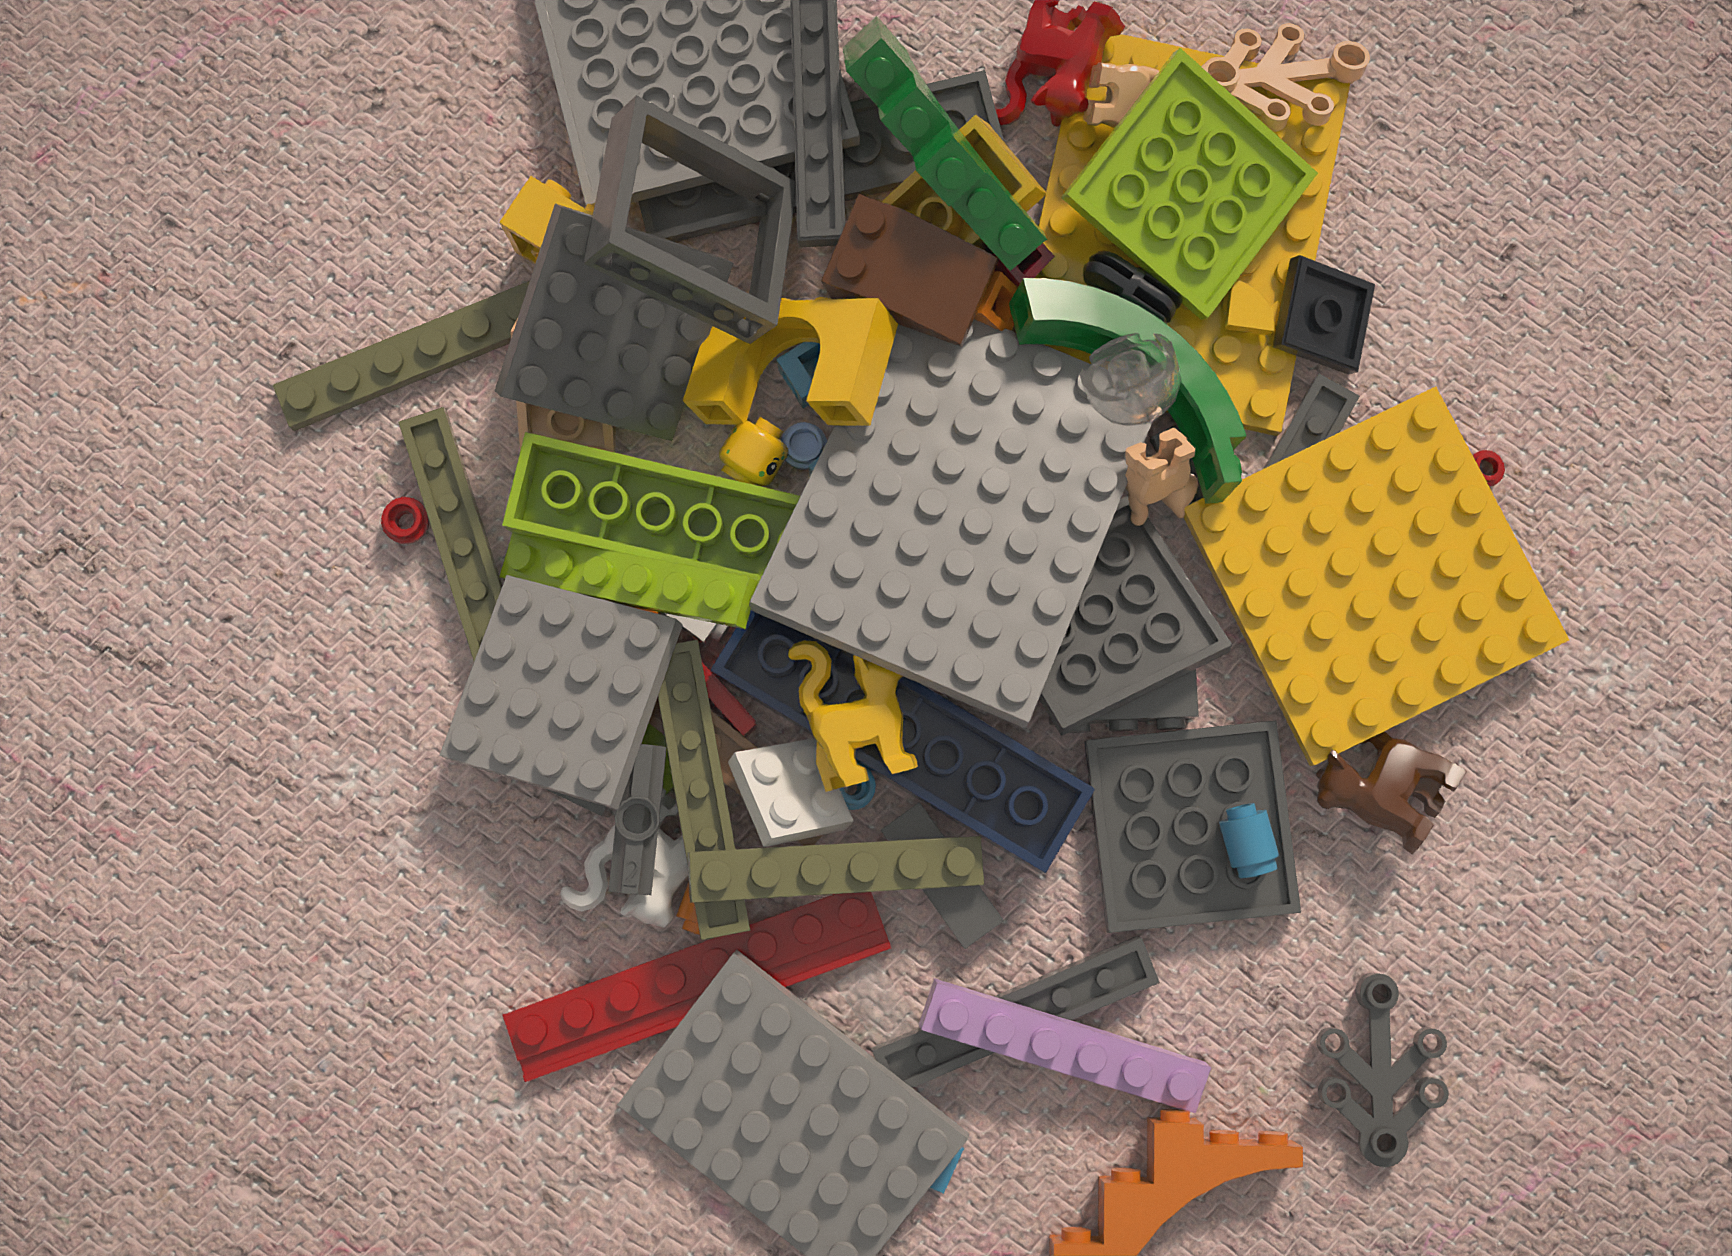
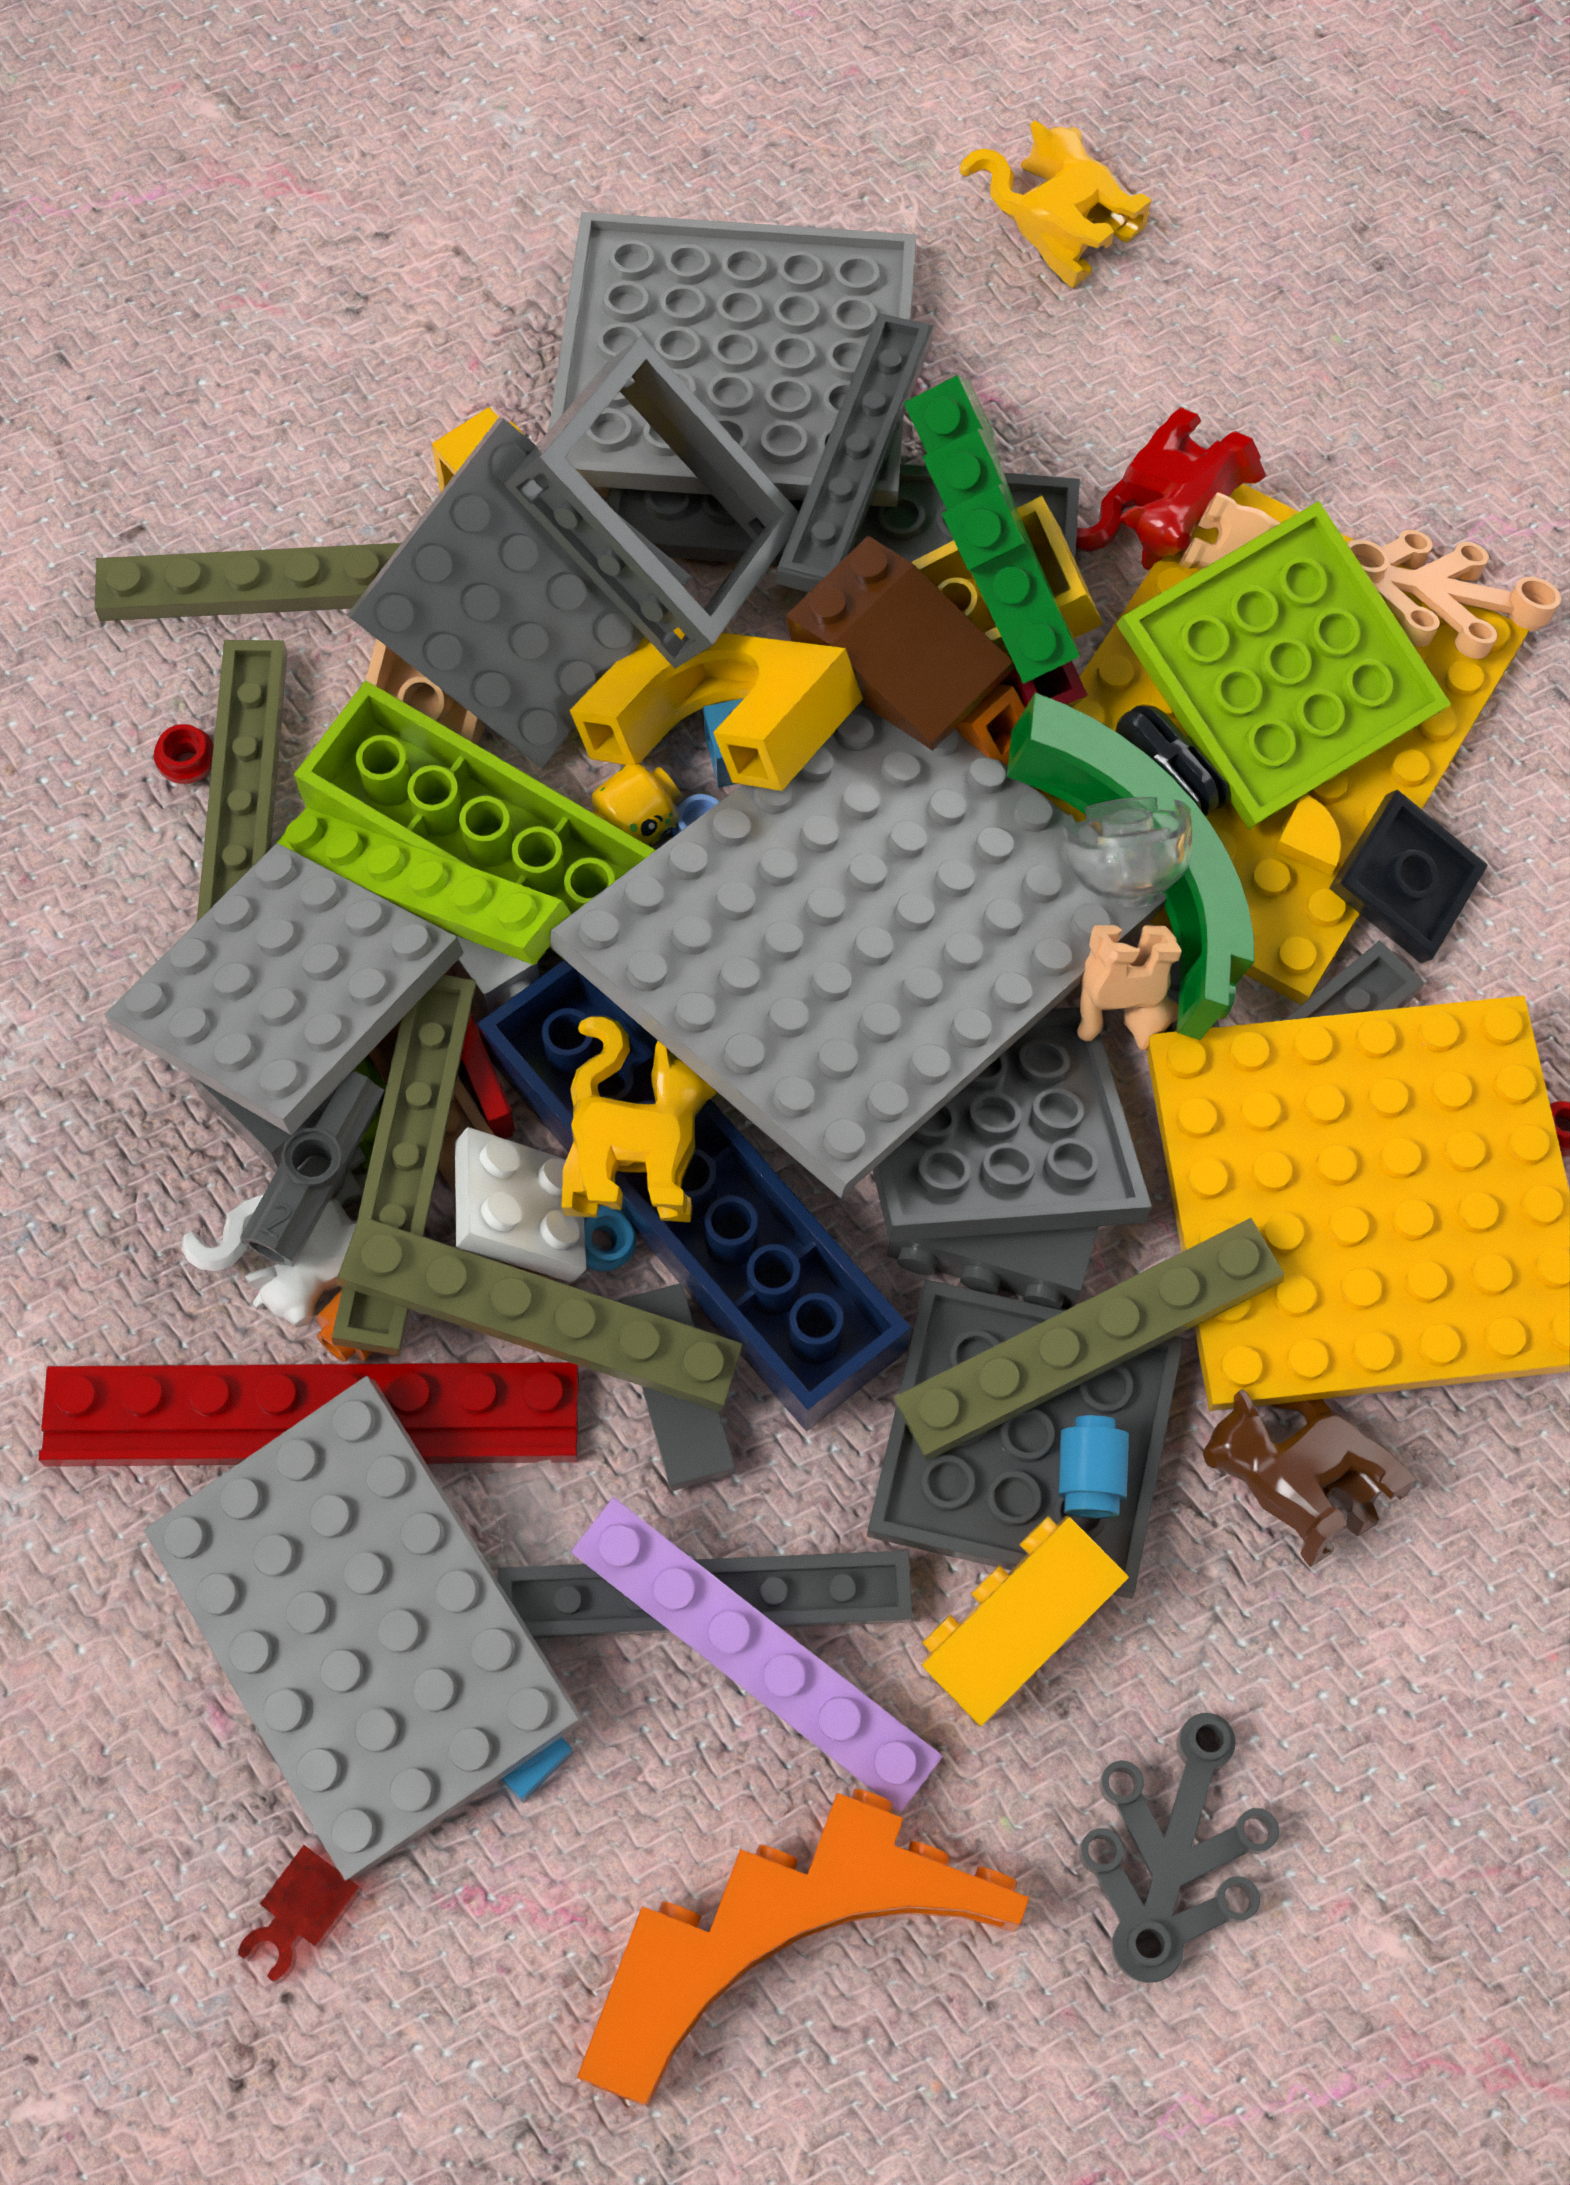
camera: 20 degrees right, 15 degrees down
(1218, 750) = (1089, 1339): none -> olive plate
(1235, 960) = (1021, 1617): none -> yellow brick

